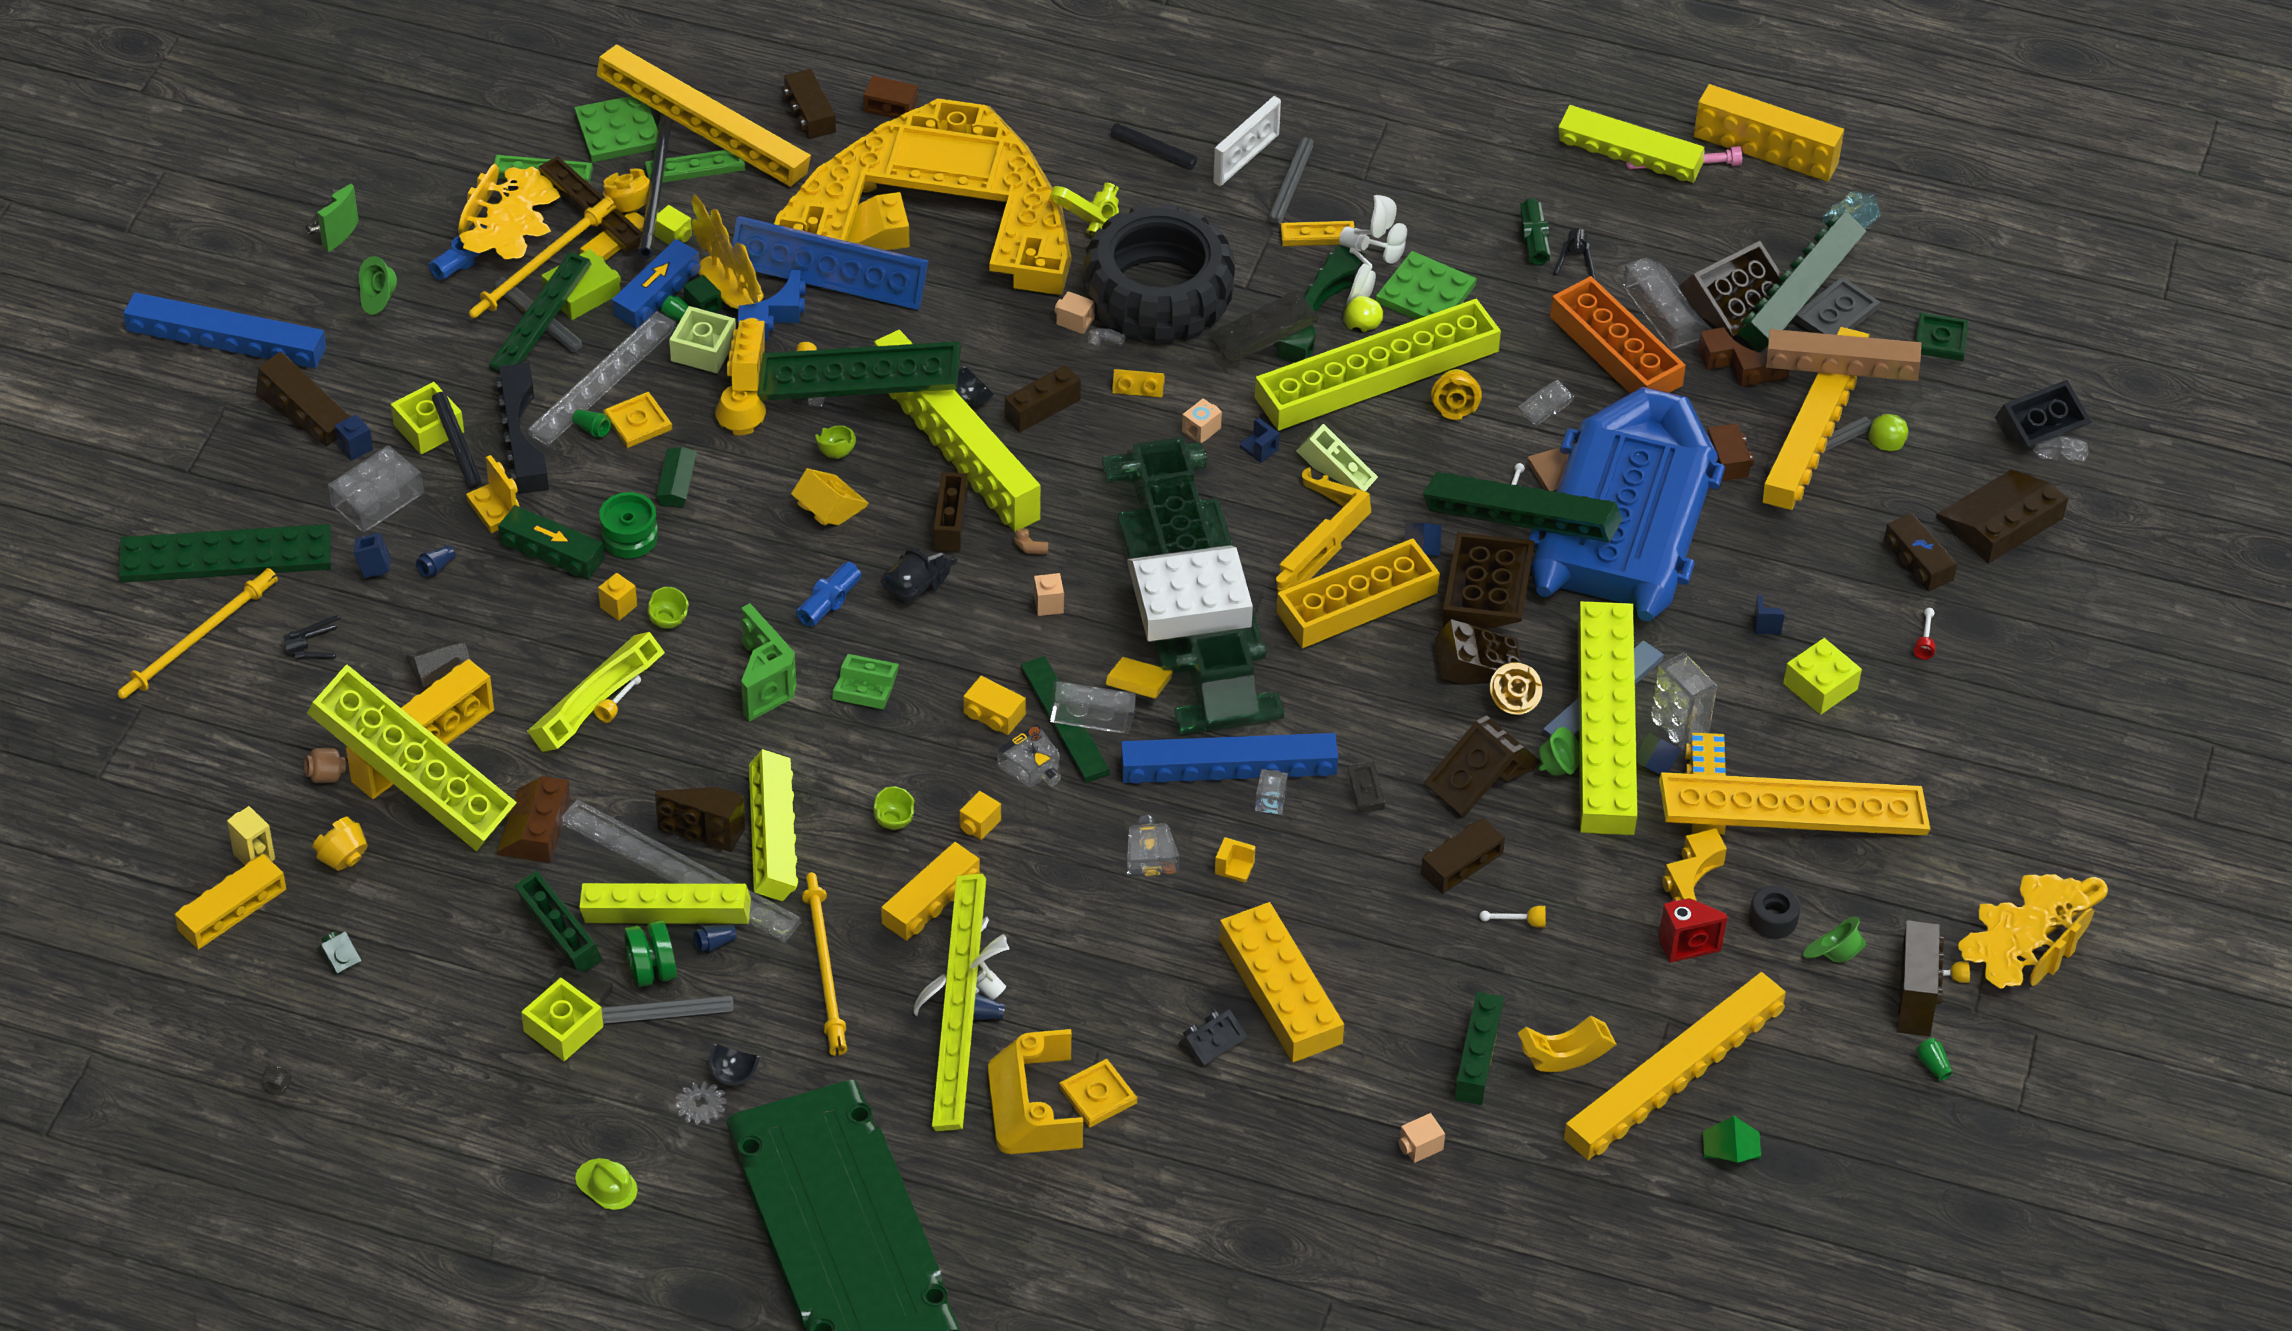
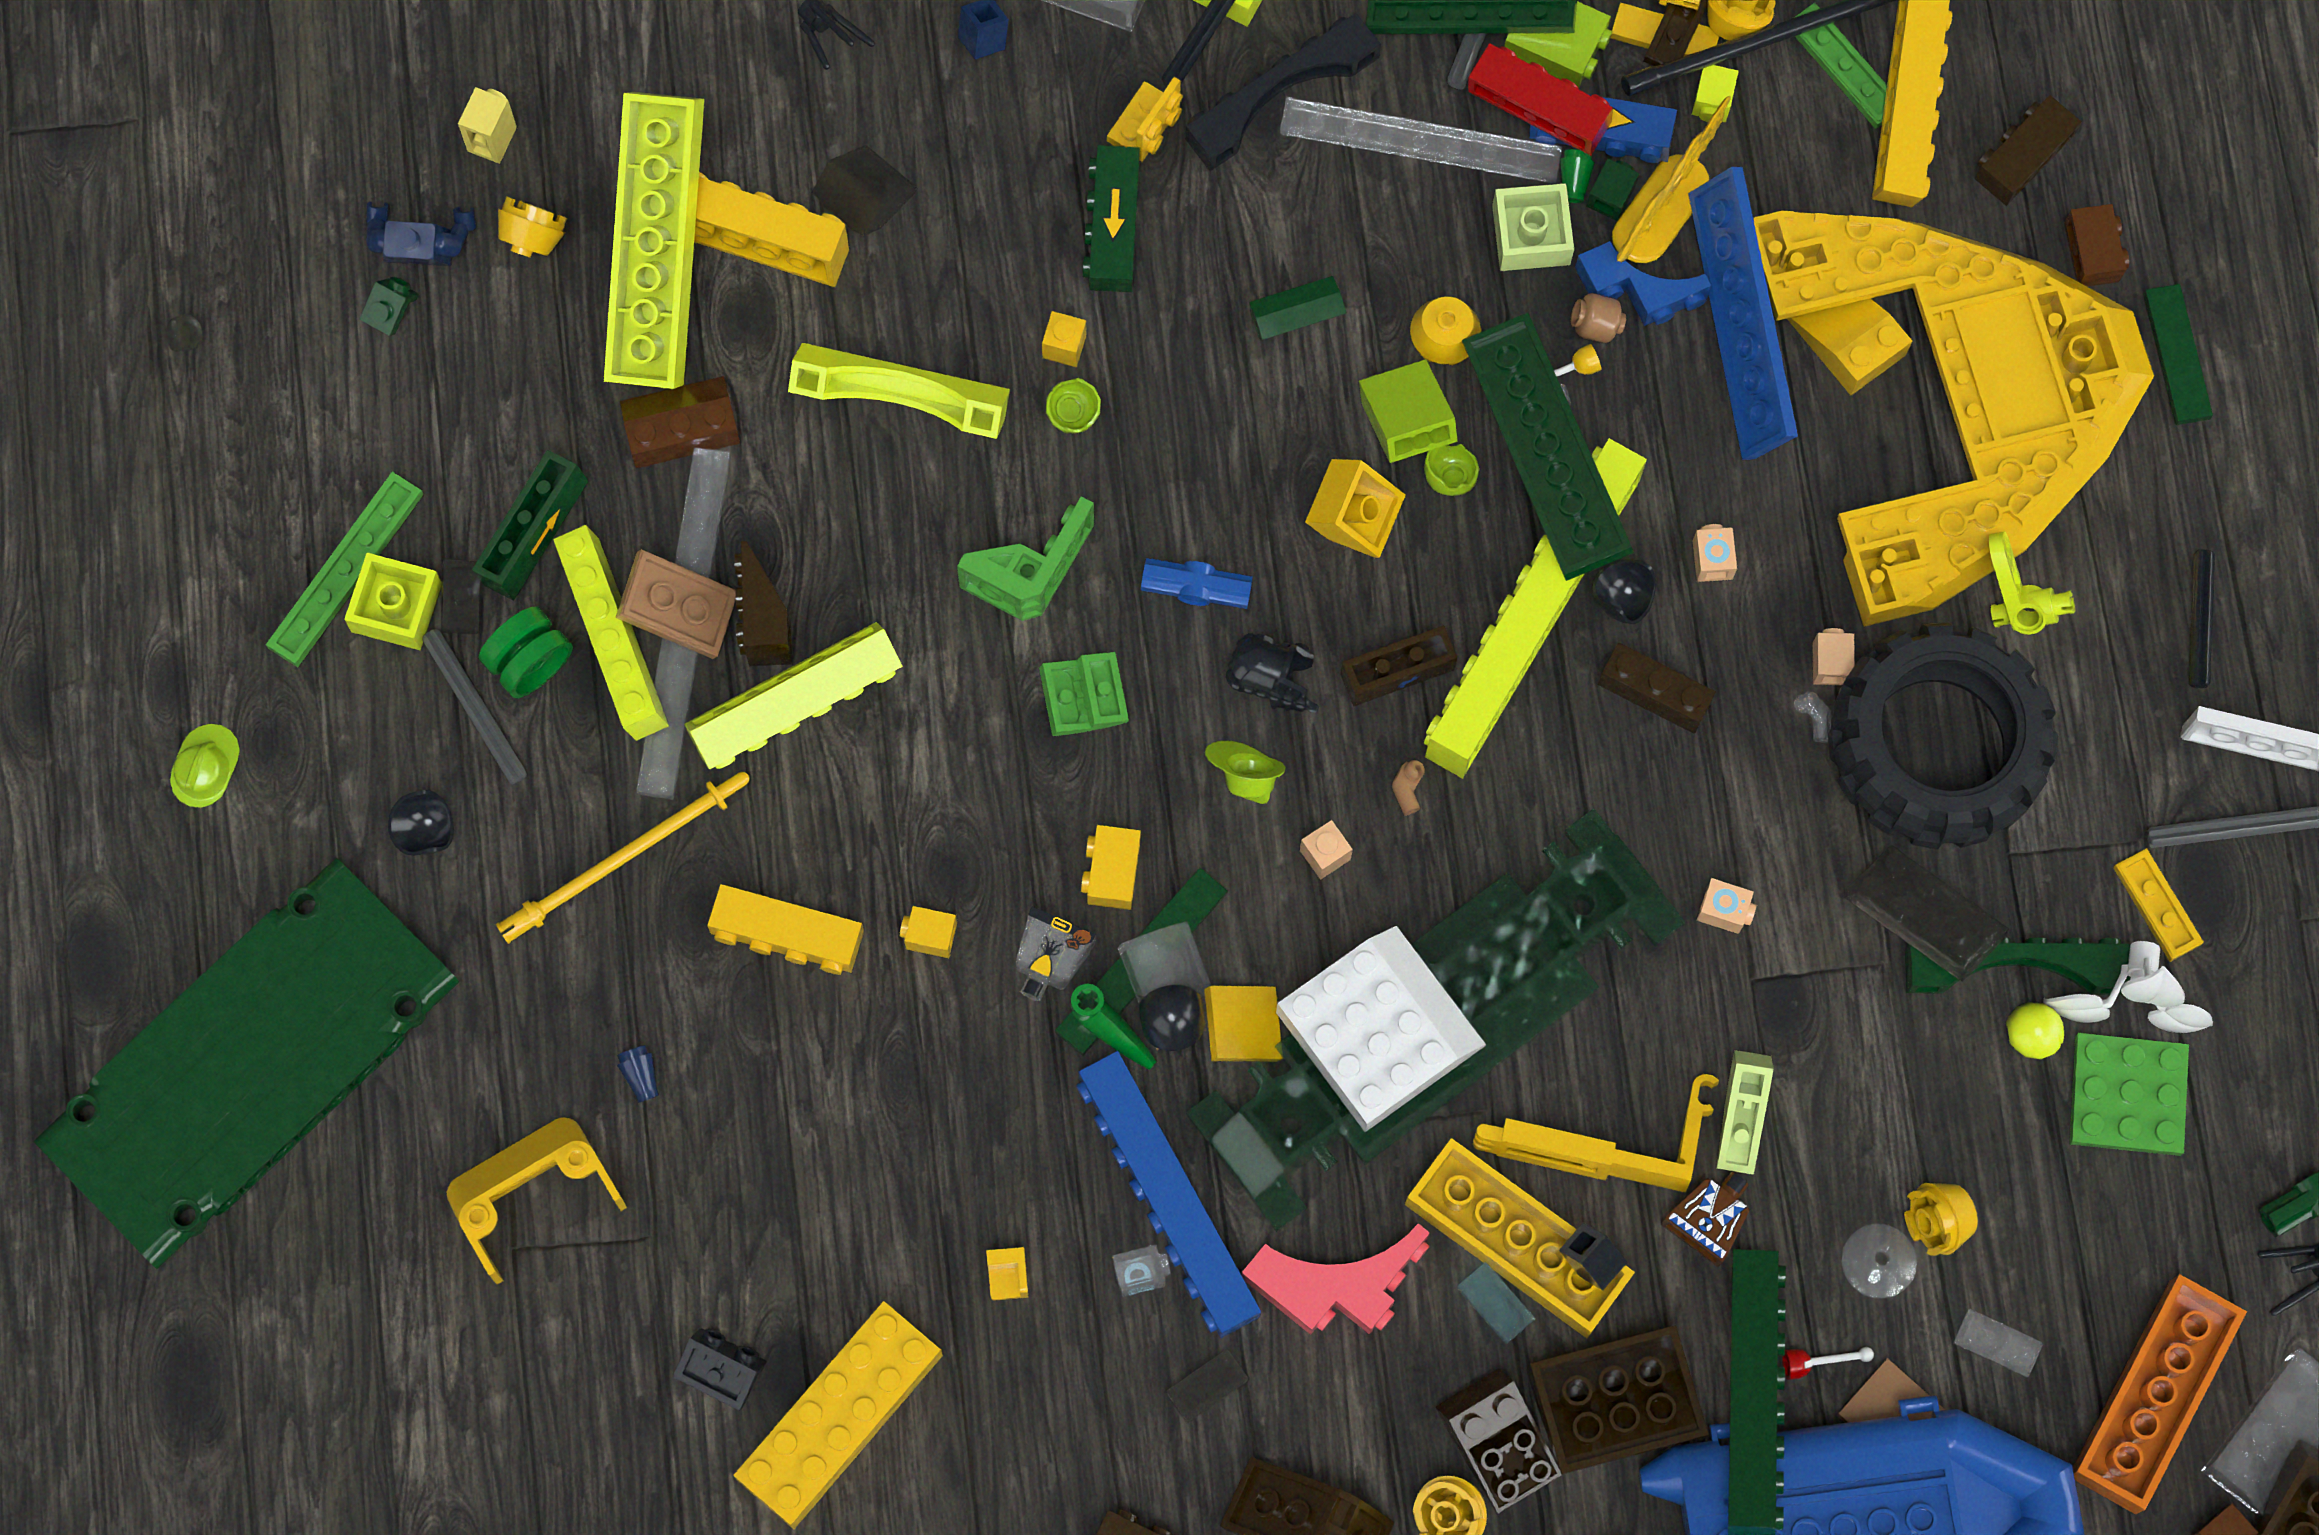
camera: 65 degrees right, 25 degrees up
(230, 901) = (403, 149): yellow brick -> none
(302, 917) = (417, 241): none -> dark blue torso
(434, 561) = (1020, 101): dark blue cone -> none
(517, 1046) = (341, 571): none -> bright green plate
(592, 422) = (1335, 166): green cone -> none
(607, 709) = (890, 416): yellow hinge -> none
(625, 295) = (1540, 98): none -> red brick
(628, 525) = (1179, 294): green wheel -> none
(638, 419) = (1373, 216): yellow tile -> none
(670, 857) = (676, 604): none -> medium nougat tile
(705, 1111) = (371, 823): clear gear -> none
(711, 937) = (599, 707): dark blue cone -> none
(746, 354) = (1531, 291): yellow brick -> none
(782, 335) = (1598, 318): none -> medium nougat head
(785, 442) = (1408, 411): none -> lime brick
(893, 808) = (887, 825): lime hair -> none
(959, 1003) = (615, 1043): neon yellow plate -> none
(974, 340) = (1714, 553): none -> light nougat brick
(975, 615) = (1245, 769): none -> lime piece
(982, 93) = (2178, 354): none -> dark green tile
(987, 981) = (673, 1055): white plant -> none
(1087, 747) = (1109, 1025): none -> green piece
(1098, 1093) = (581, 1266): yellow tile -> none
(1117, 699) = (1172, 1017): none -> black helmet
(1138, 383) = (1749, 779): yellow hinge -> none
(1151, 849) = (977, 1160): clear torso -> none
(1262, 442) = (1730, 996): dark blue panel -> none
(1339, 703) = (1357, 1289): none -> coral arch
(1377, 364) = (1943, 1091): neon yellow brick -> none
(1391, 625) = (1495, 1303): none -> clear light blue plate
(1395, 543) = (1600, 1257): none -> black brick
(1396, 503) = (1710, 1217): none -> torso
(1426, 536) = (1664, 1281): dark blue panel -> none
(1464, 442) = (1867, 1275): none -> clear dish

